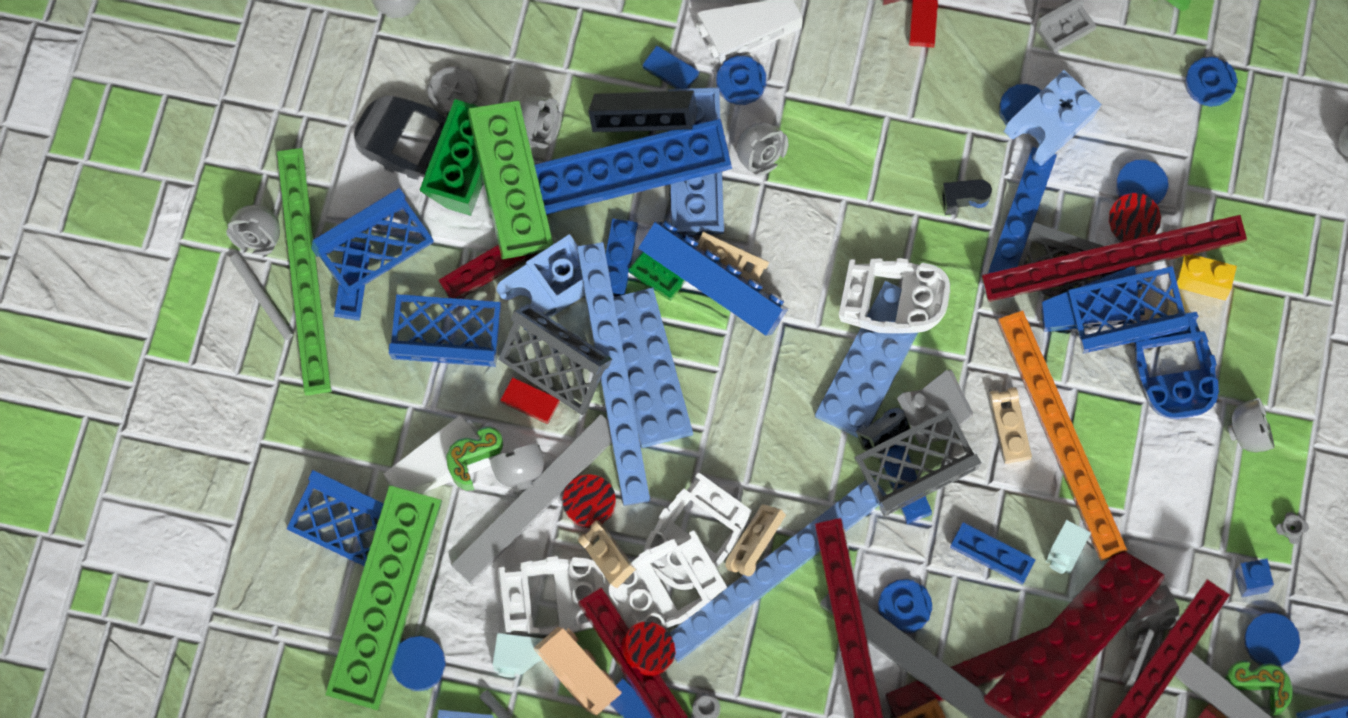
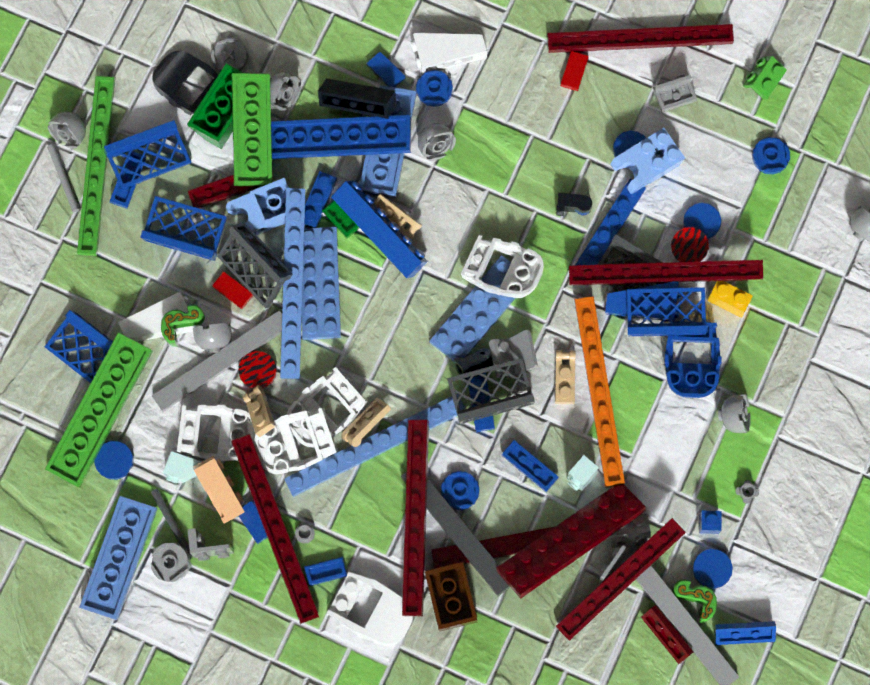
camera: 15 degrees right, 5 degrees up
(648, 648) = (272, 483): red tile -> none

